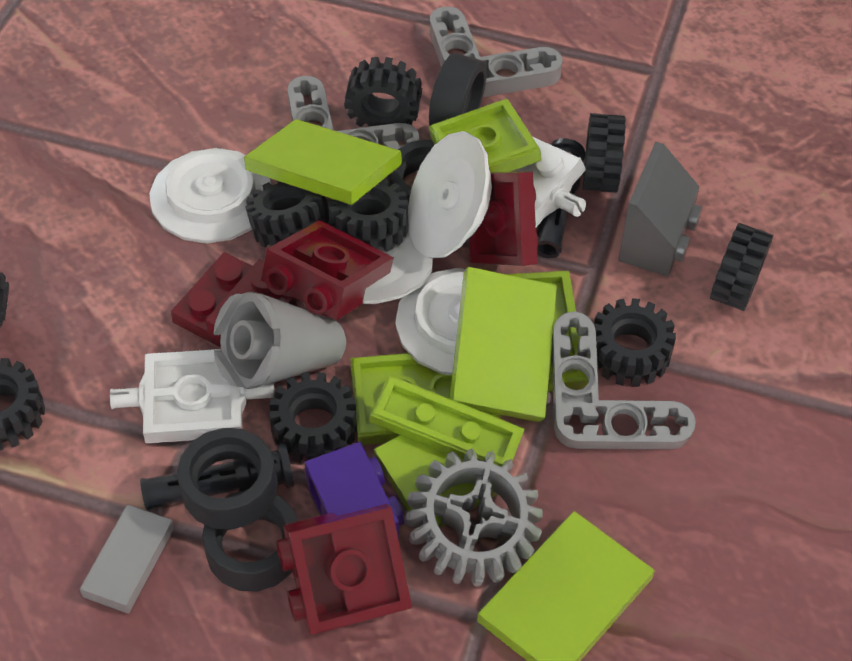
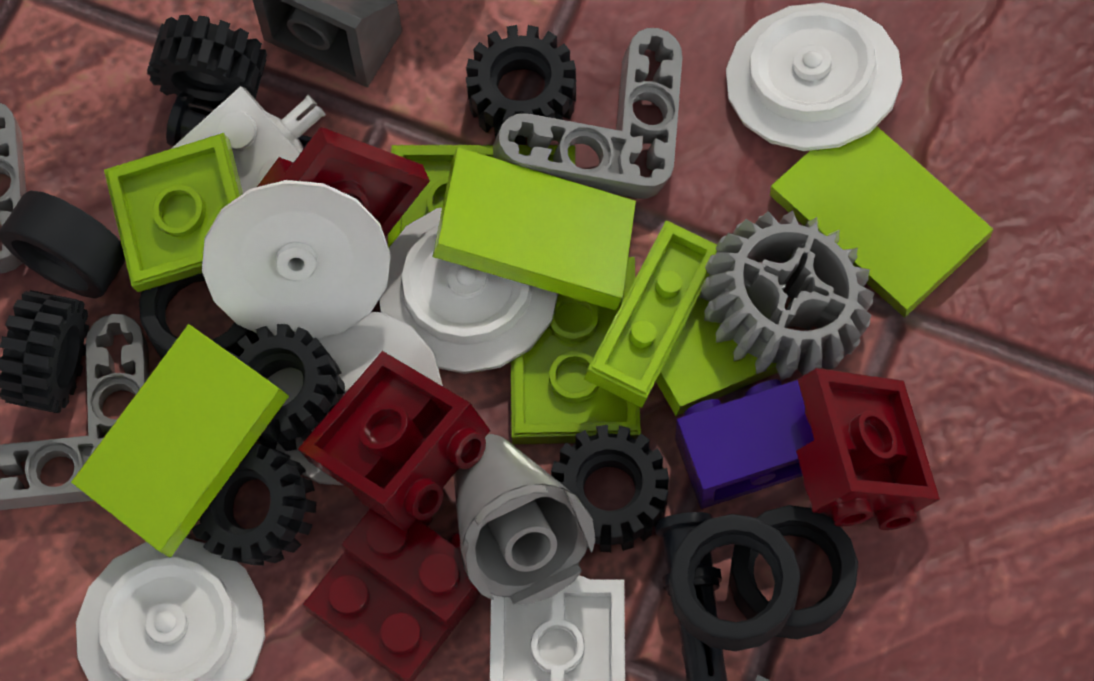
camera: 80 degrees left, 15 degrees up
(681, 541) = (814, 76): none -> white piece

